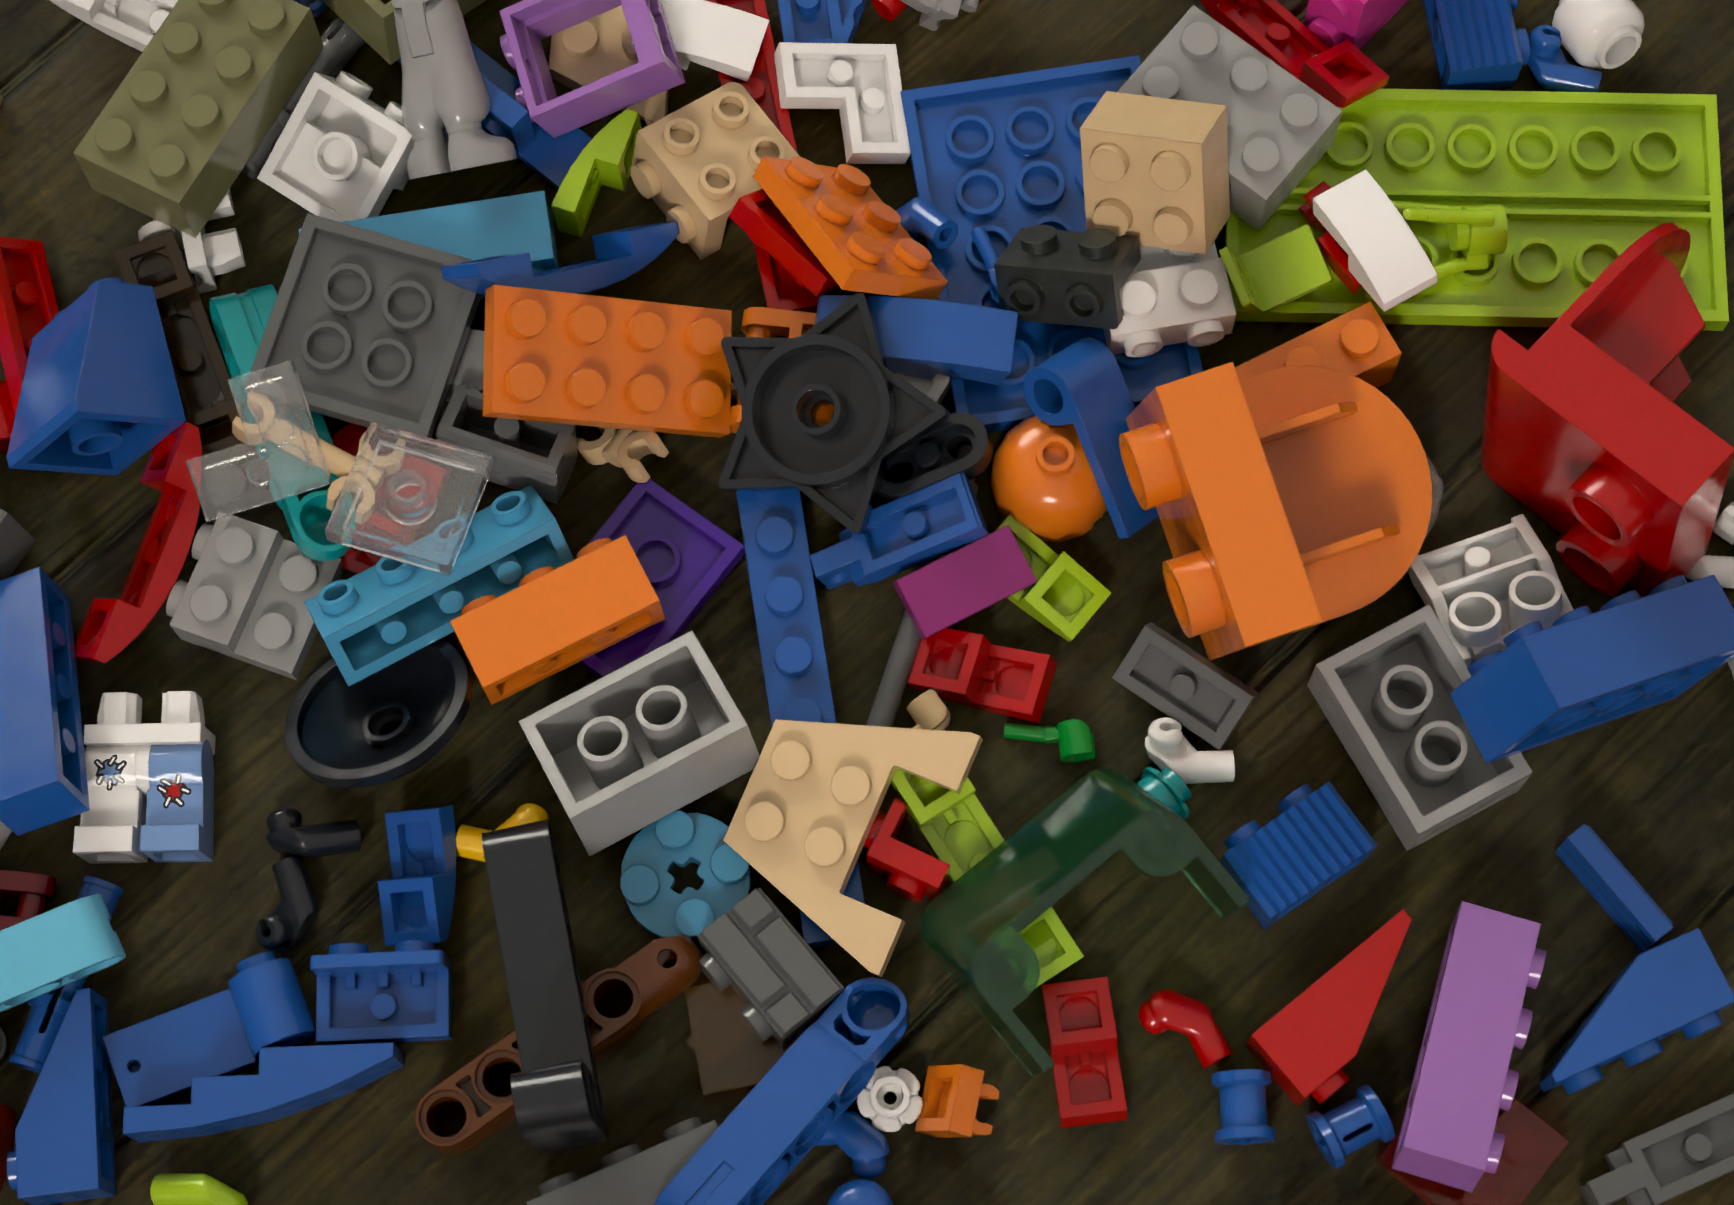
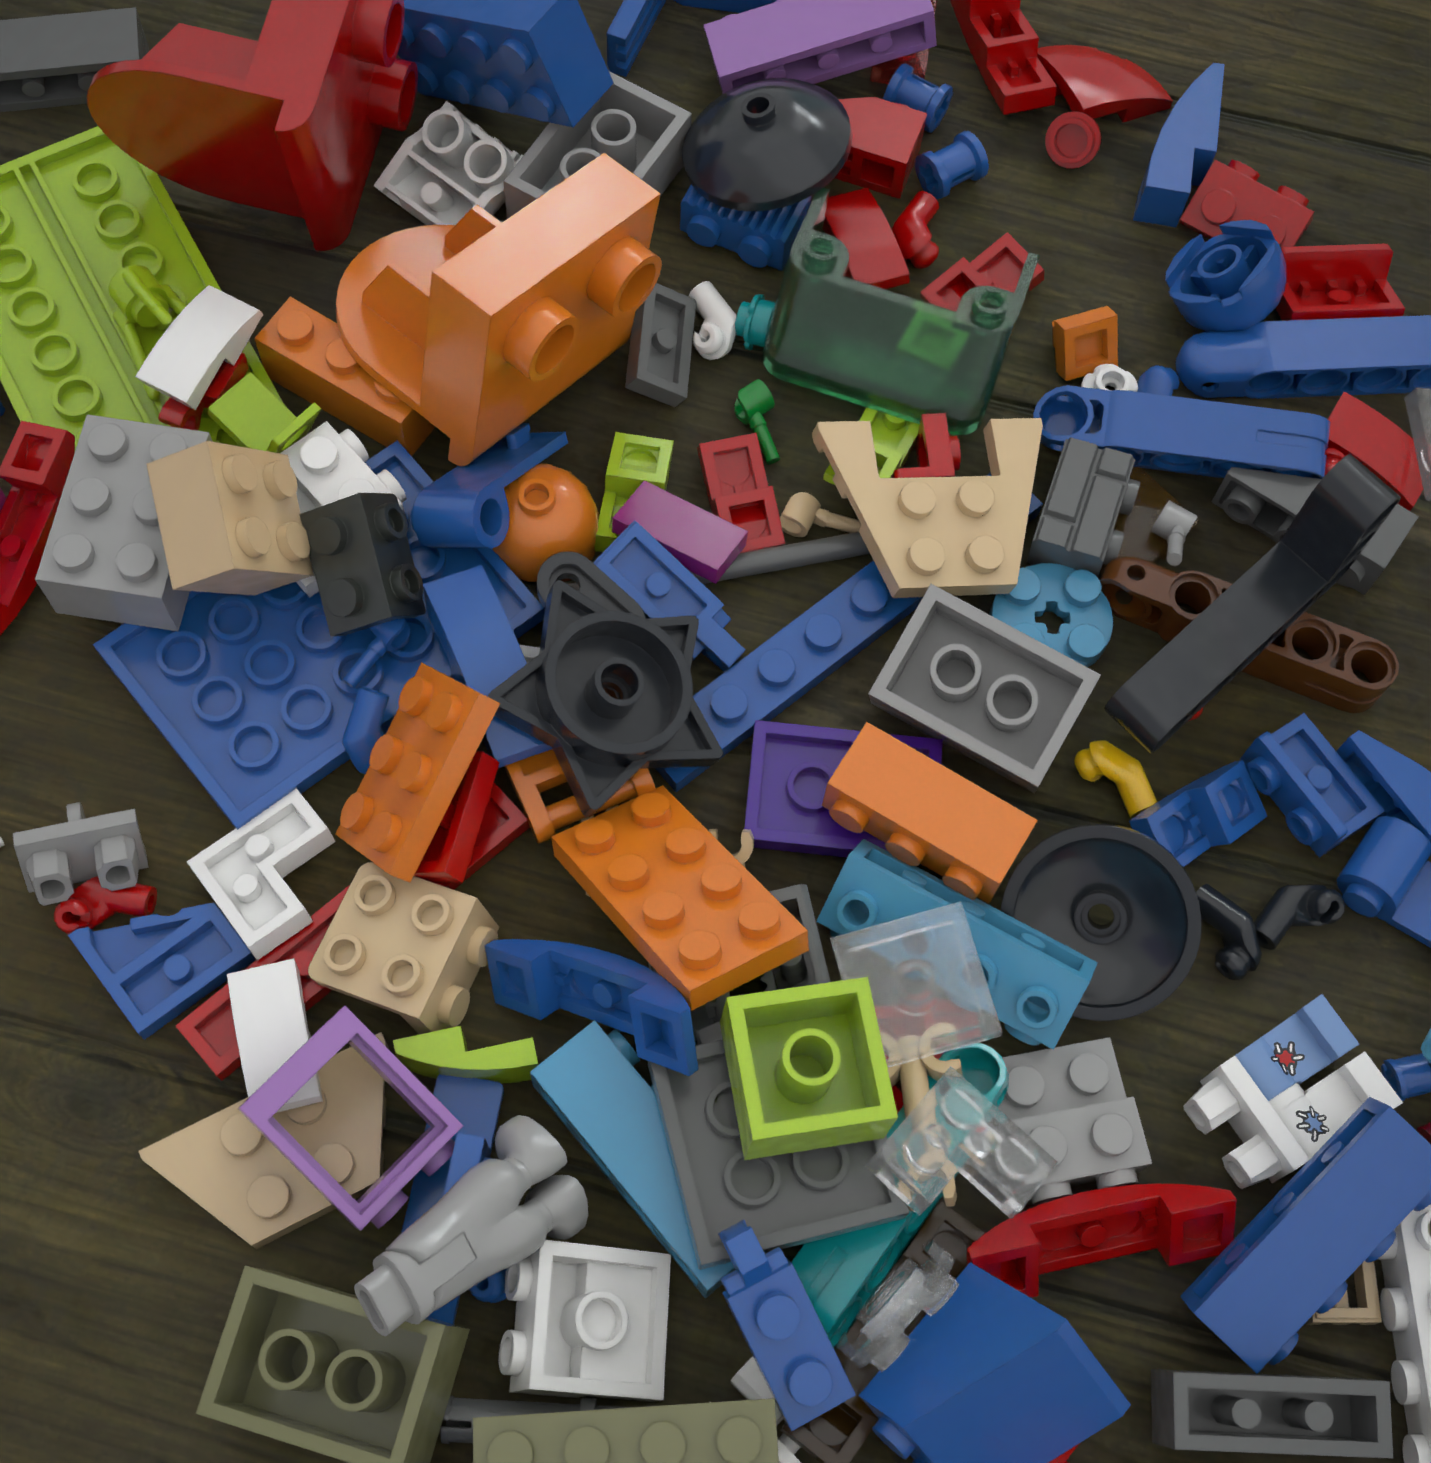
camera: 130 degrees left, 5 degrees down
(189, 351) = (896, 1306): none -> clear plate
(229, 249) = (782, 1329): none -> blue hinge
(385, 346) = (807, 1068): none -> lime brick
(705, 1051) = (1173, 526): none -> light grey hand
(1201, 957) = (868, 237): none -> red slope
(1314, 908) = (767, 144): none -> black dish

